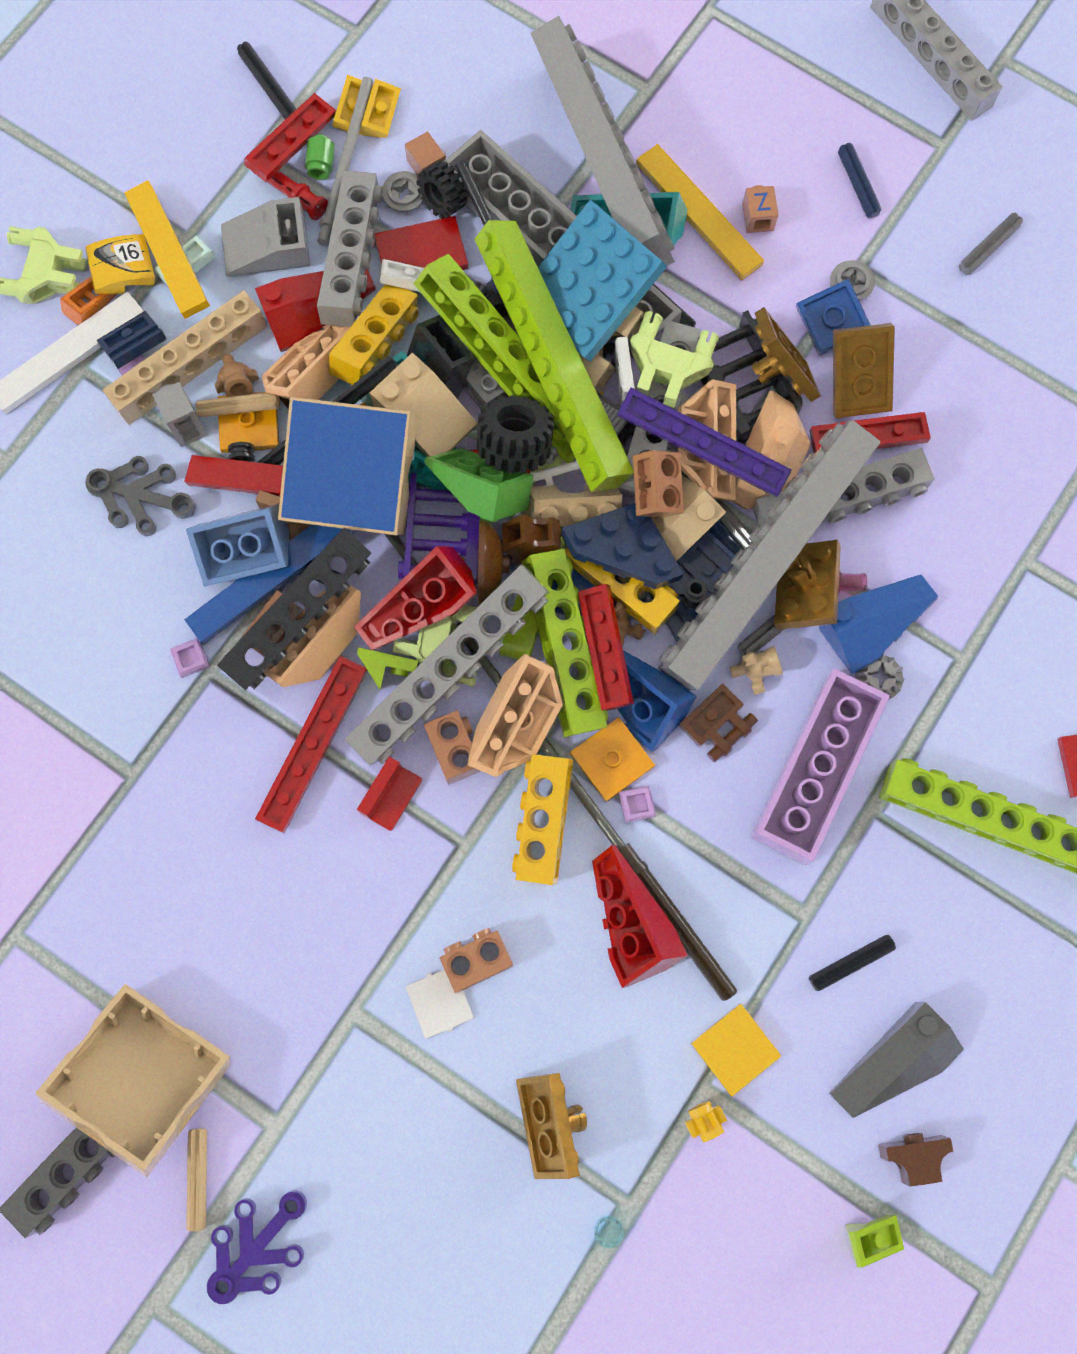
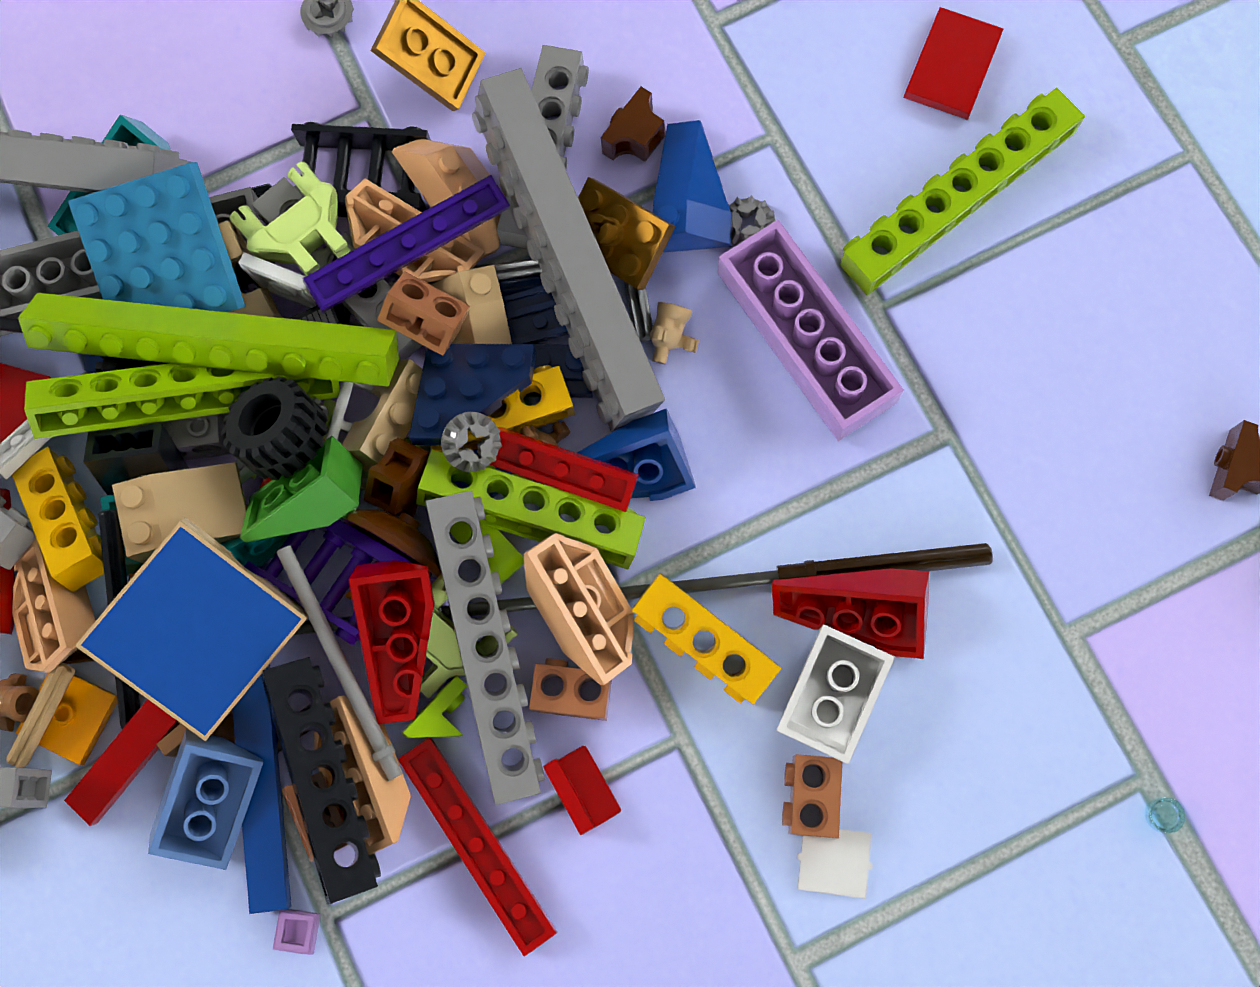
camera: 50 degrees left, 0 degrees up
(136, 492) = (66, 889): dark grey plant -> none
(241, 451) = (97, 741): black bush -> none
(338, 640) = (382, 750): none -> light grey bar
(550, 1126) = (1031, 815): pearl gold plate -> none
(556, 934) = (835, 693): none -> white slope
(581, 558) = (456, 435): none -> light grey gear
(612, 759) = (679, 533): light orange plate -> none
(637, 804) = (740, 534): lavender tile -> none
(694, 592) = (557, 347): black pin -> none
(701, 212) = (157, 110): yellow tile -> none
(706, 1121) = (1105, 650): yellow gear -> none
(711, 716) = (693, 407): reddish brown plate -> none
(735, 1049) = (1045, 579): yellow tile -> none
(760, 209) = (191, 52): nougat brick -> none
(782, 357) = (365, 119): pearl gold plate -> none
(831, 310) = (345, 50): blue tile -> none
(852, 582) = (638, 188): clear pink pin -> none
(852, 962) = (1019, 415): black axle -> none
(890, 430) = (510, 53): red plate -> none
(900, 551) = (634, 129): none -> reddish brown brick
(906, 1056) = (1137, 420): dark grey wedge -> none

